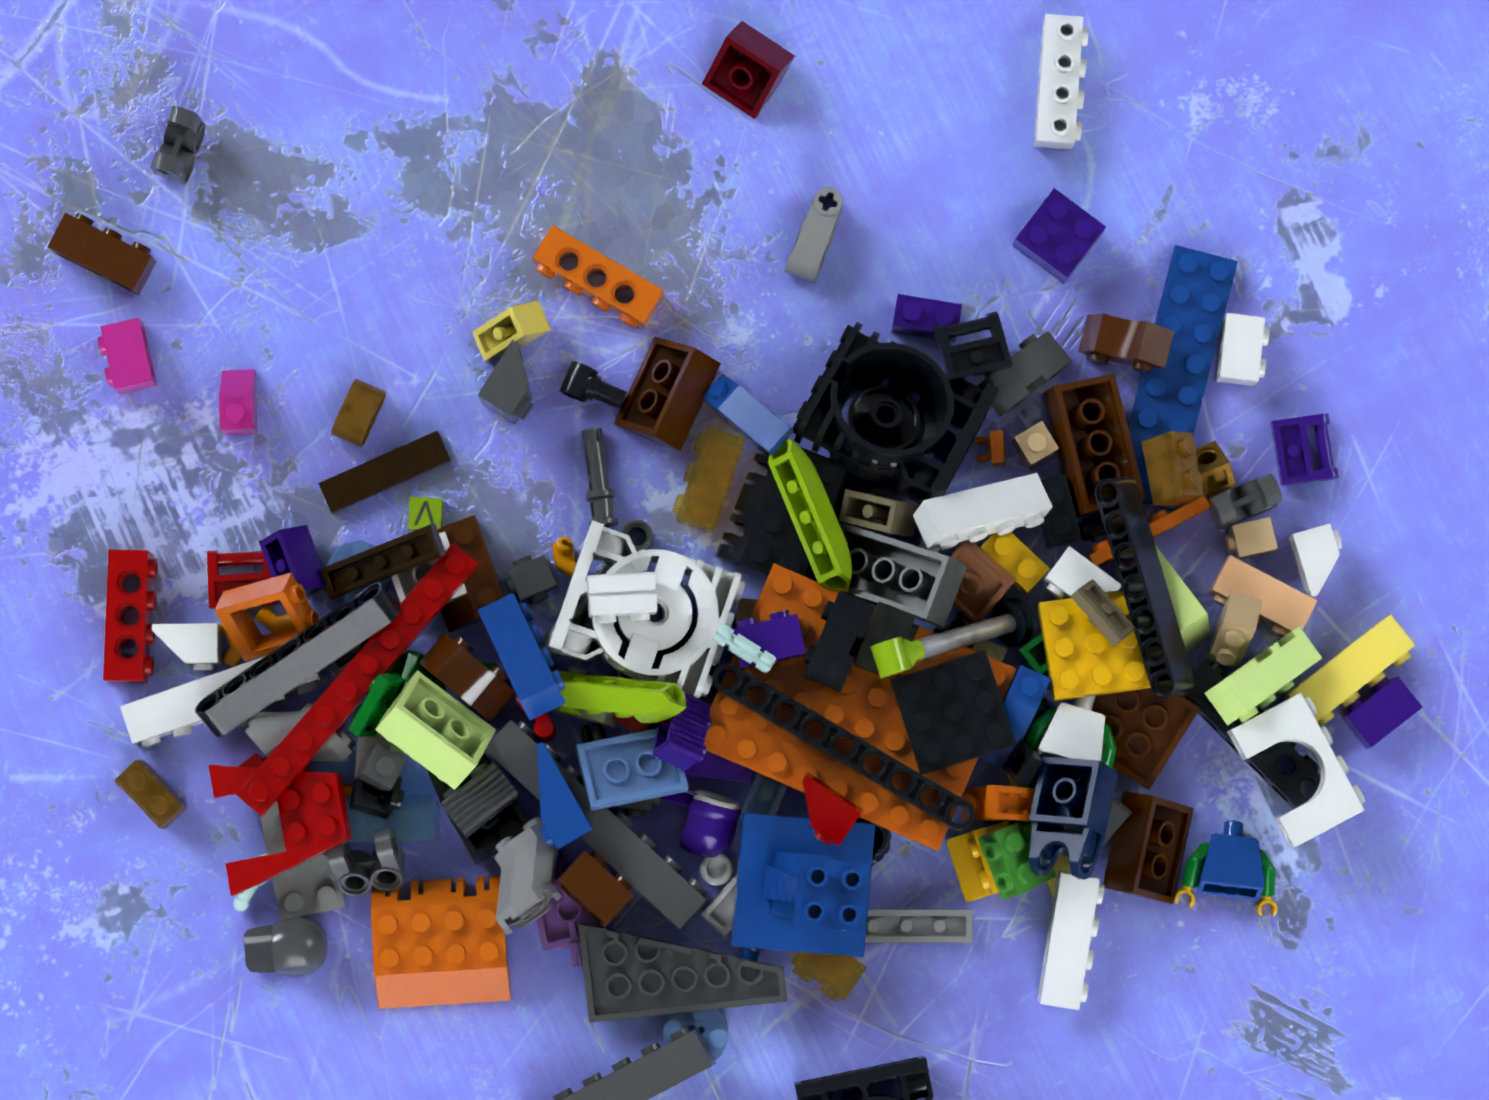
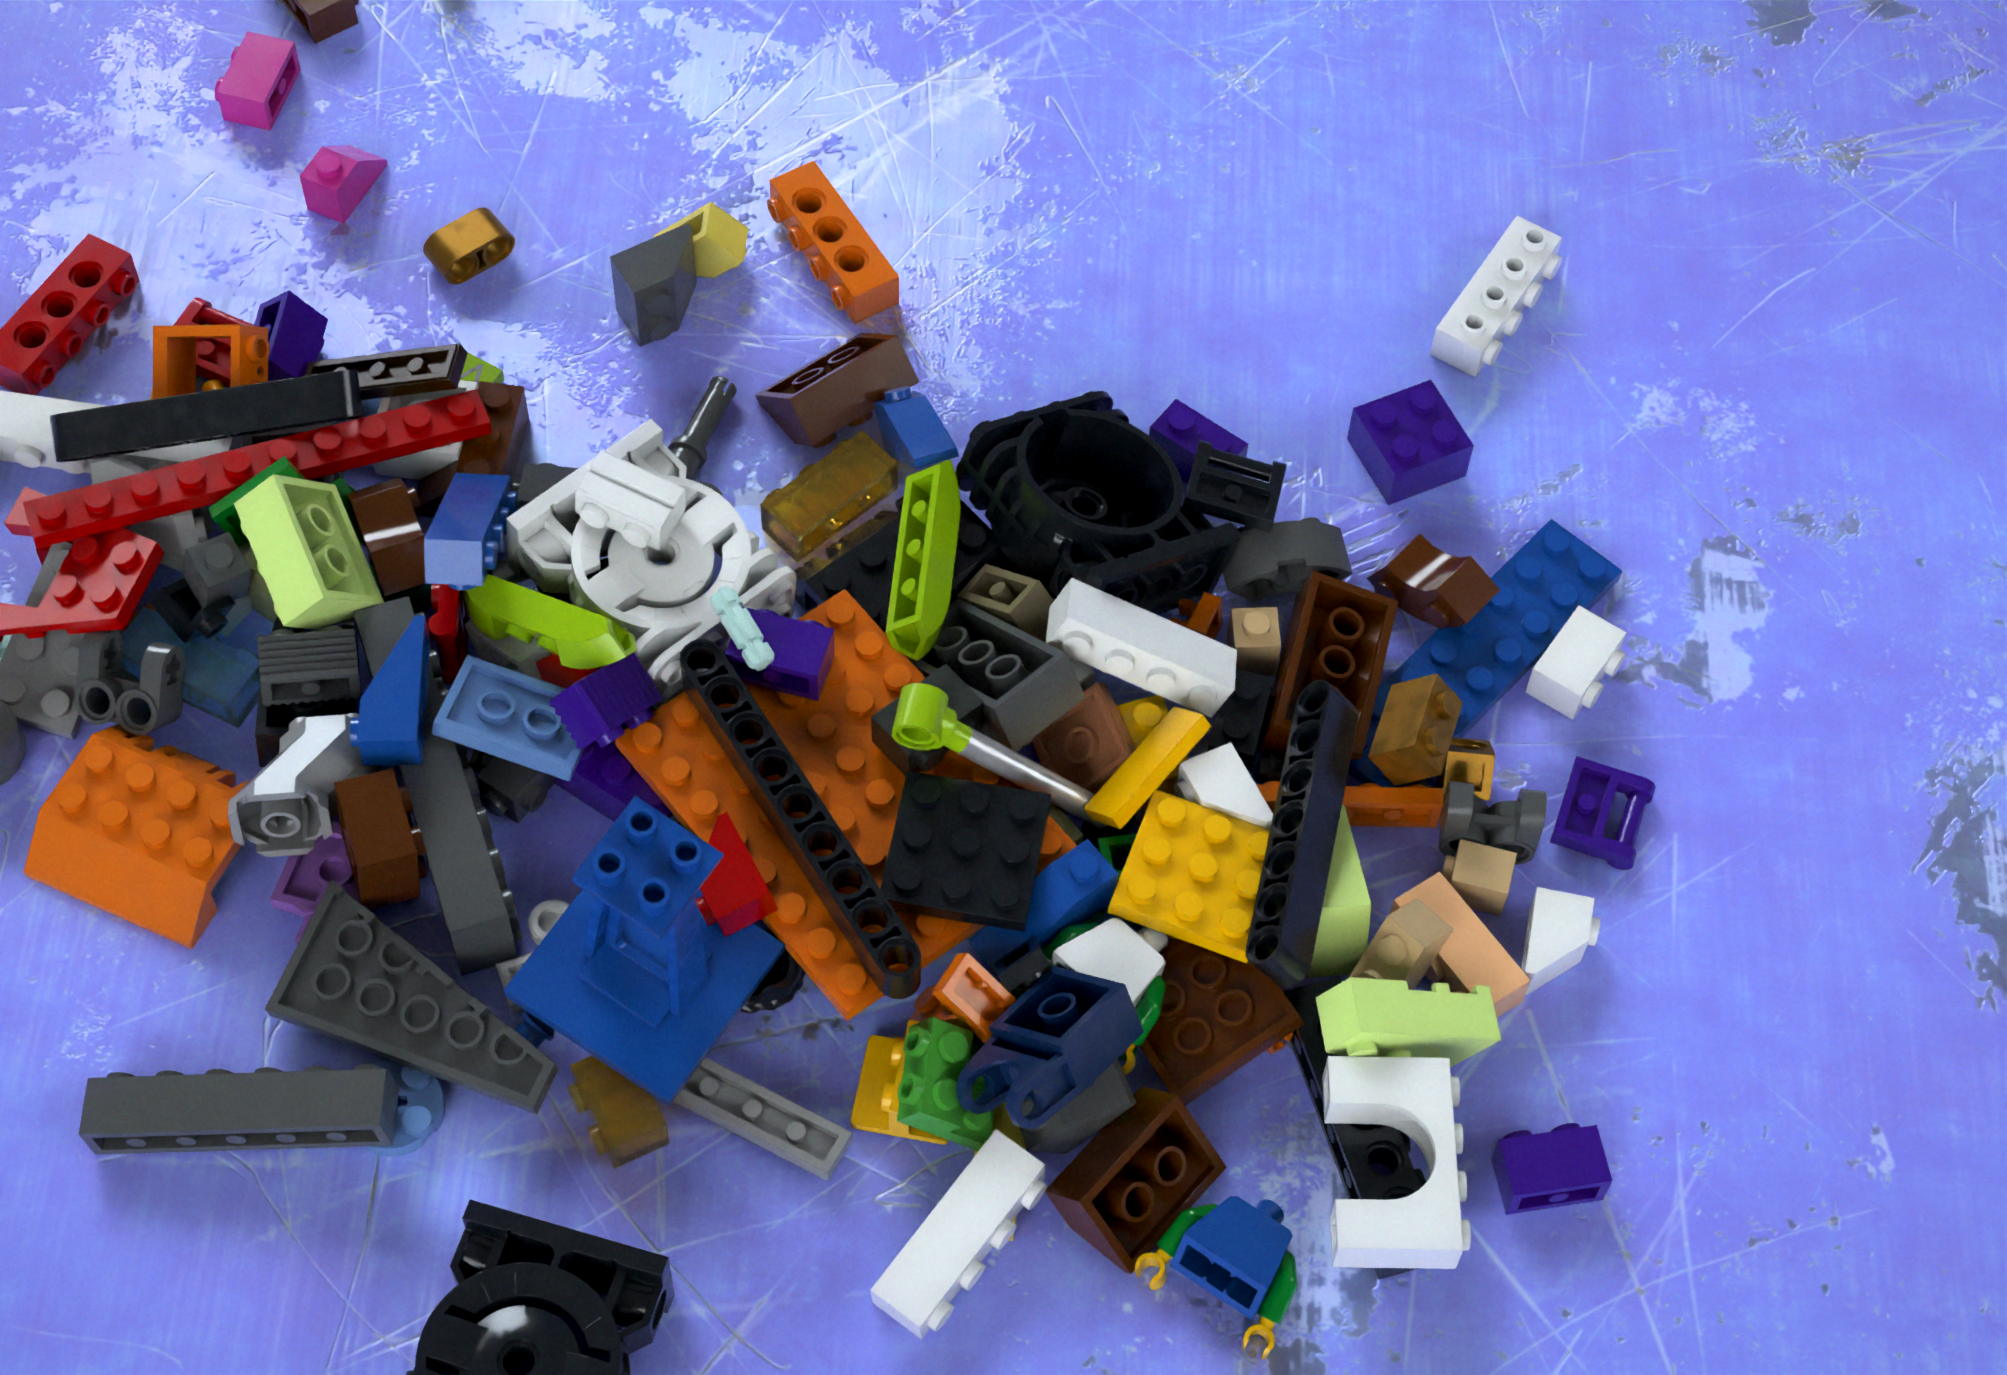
camera: 25 degrees right, 25 degrees down
(193, 643) = (111, 370): white slope -> none
(384, 472) = (456, 319): dark brown tile -> none
(584, 383) = (748, 334): black pin -> none
(710, 821) = (562, 844): dark purple piece -> none
(748, 69) = (1135, 128): dark red slope -> none
(815, 236) = (1114, 313): light grey piece -> none
(839, 641) = (847, 697): black brick -> none
(1026, 589) = (1147, 767): none -> yellow tile
(1103, 612) = (1231, 826): dark tan plate -> none
(1354, 667) = (1545, 1093): light yellow brick -> none

